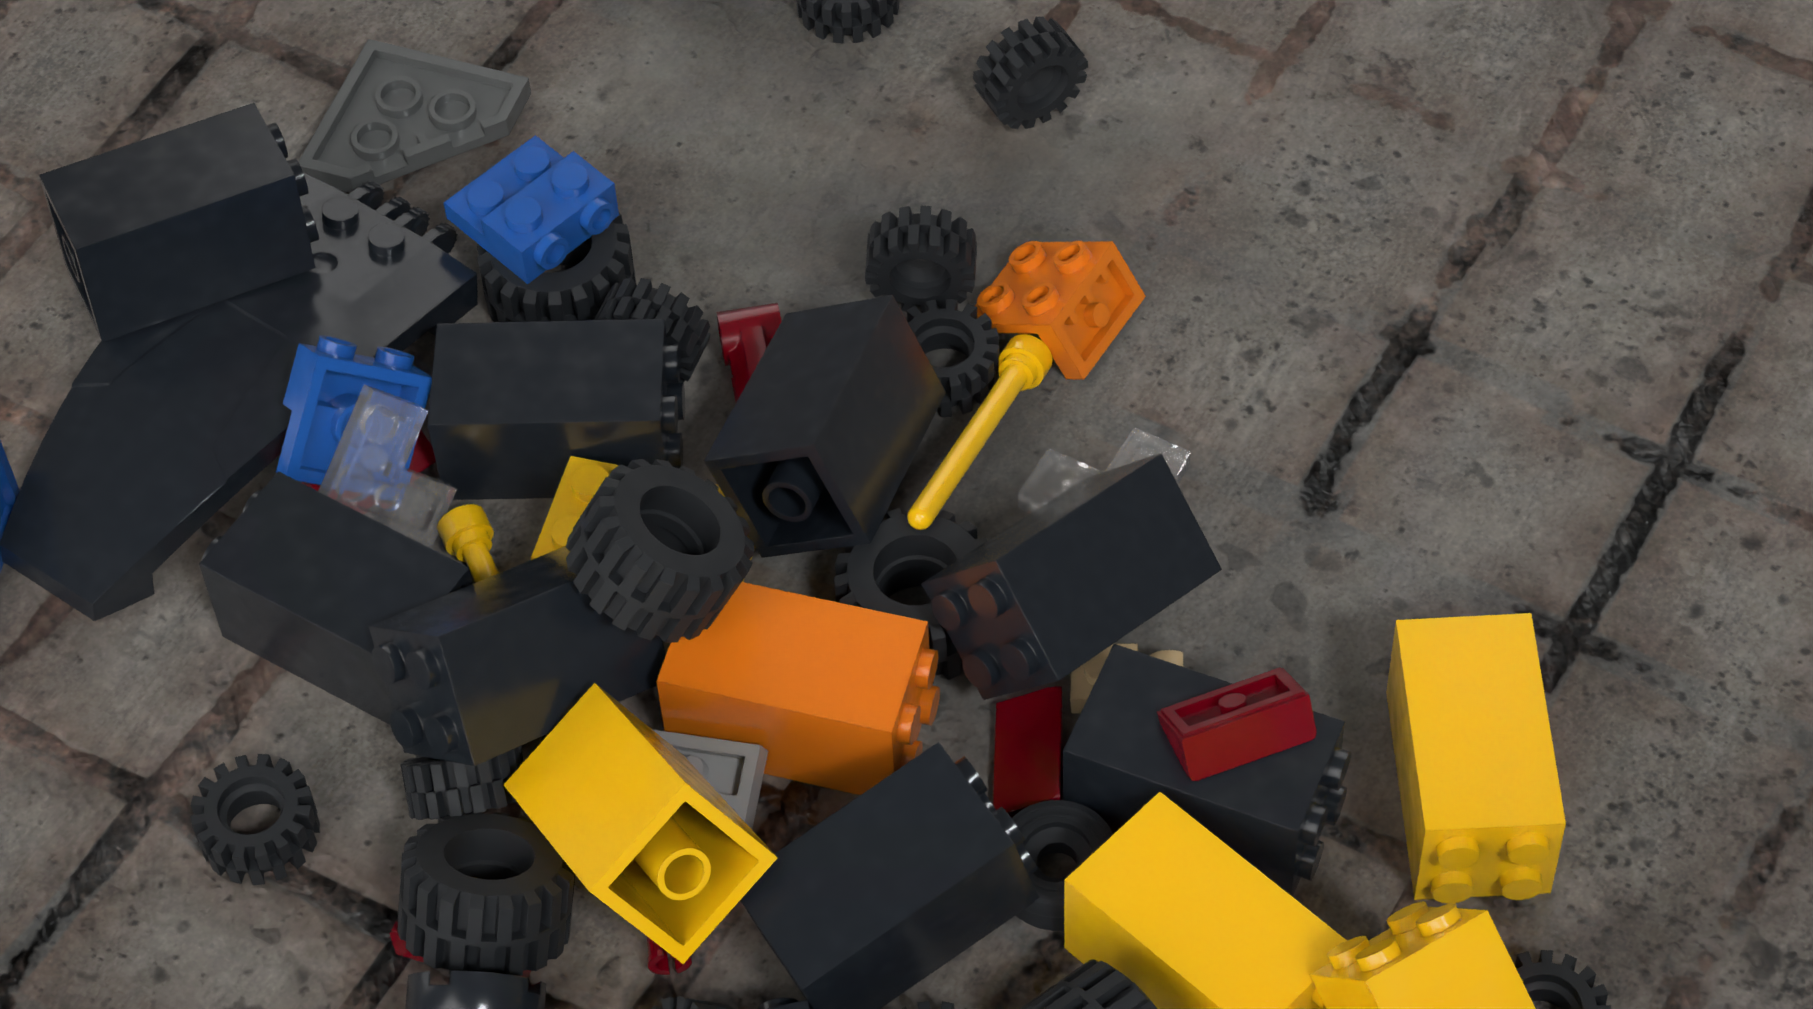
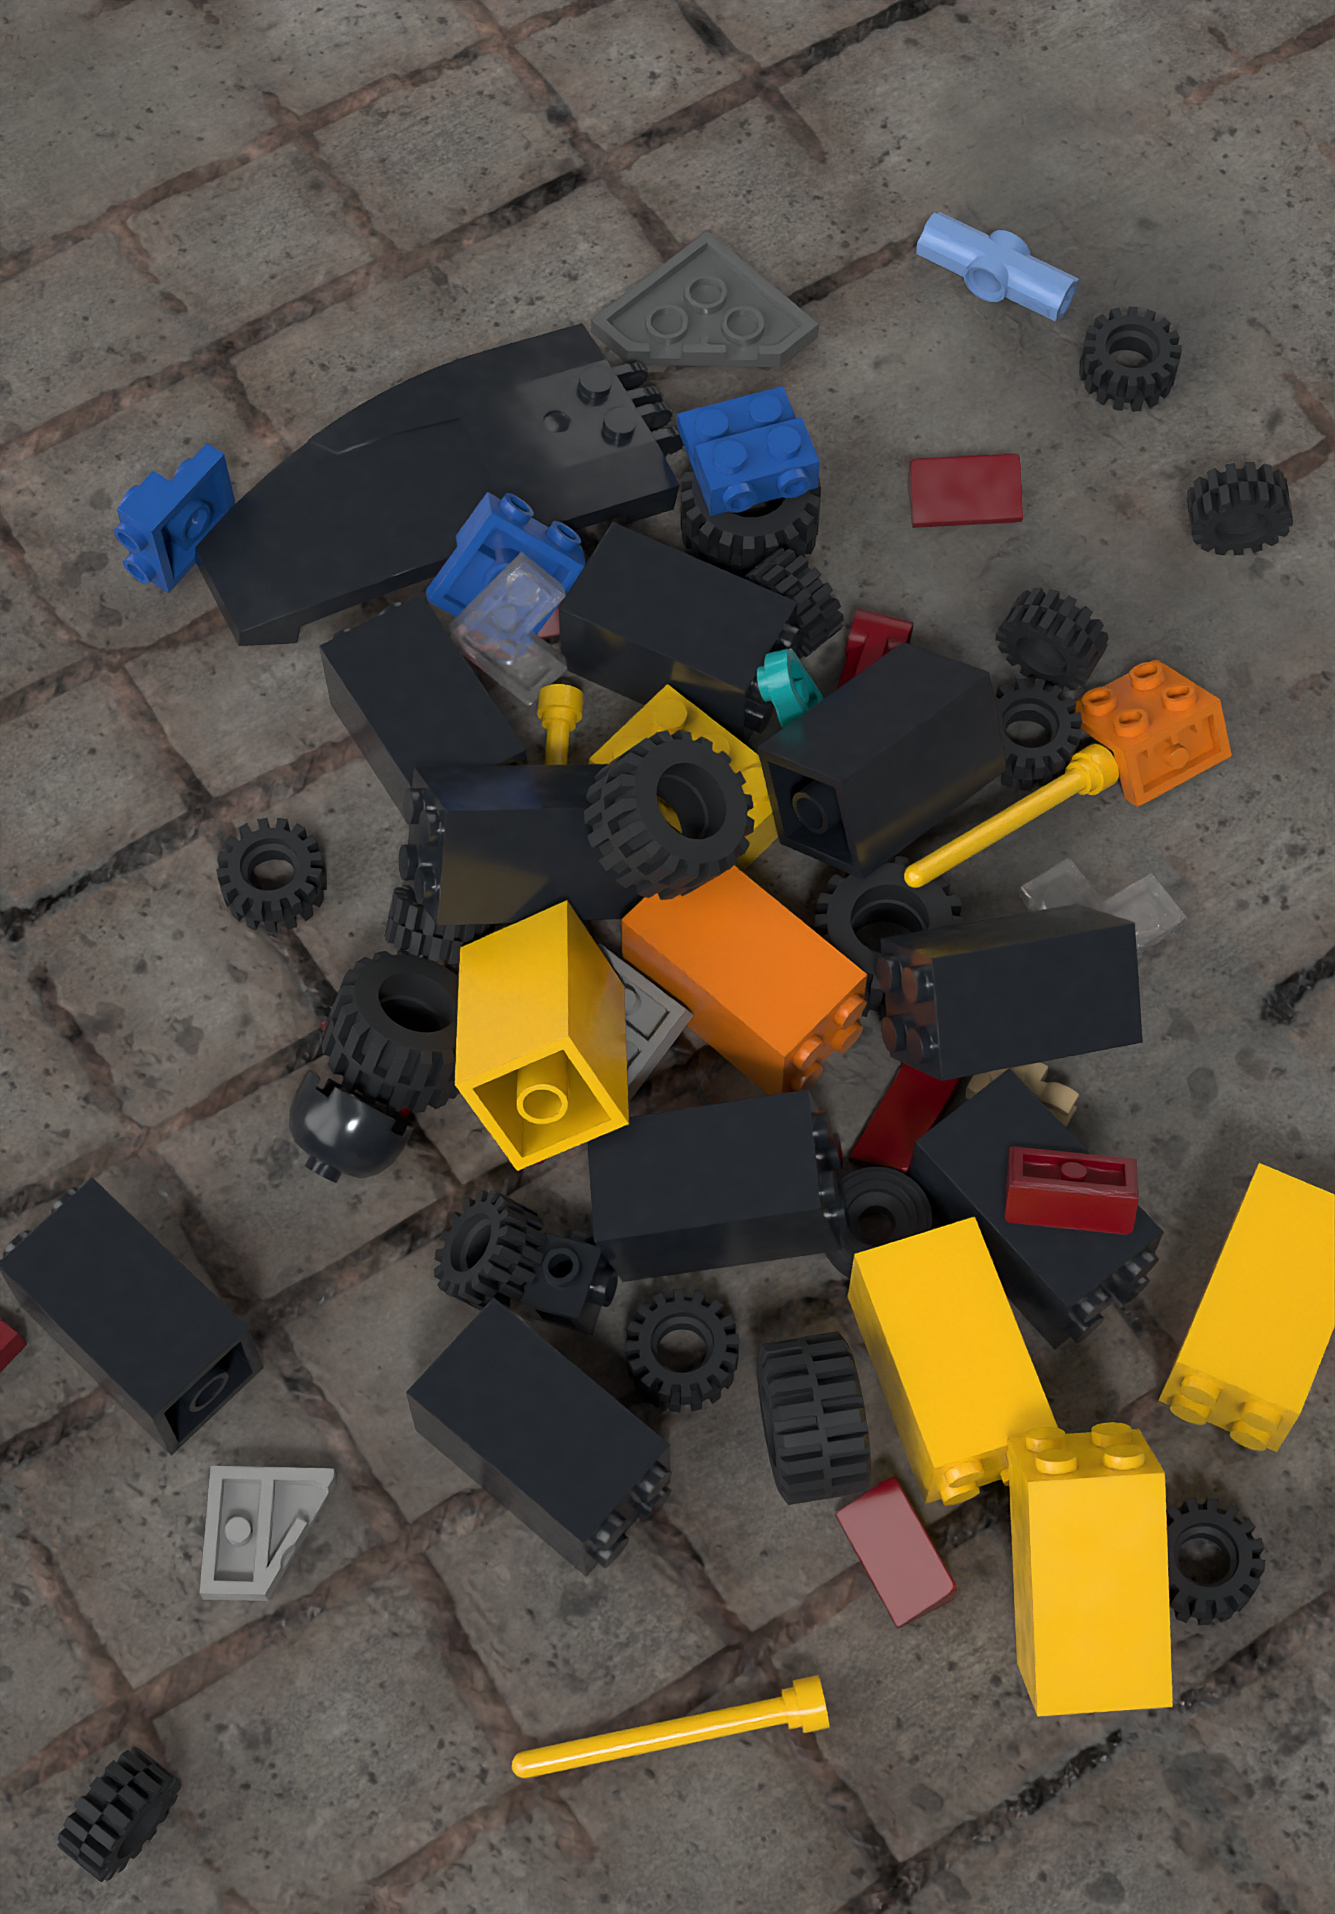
camera: 25 degrees right, 10 degrees up
(181, 220) = (451, 339): black brick -> none
(696, 401) = (787, 685): none -> teal plate
(755, 168) = (965, 490): none -> dark red slope

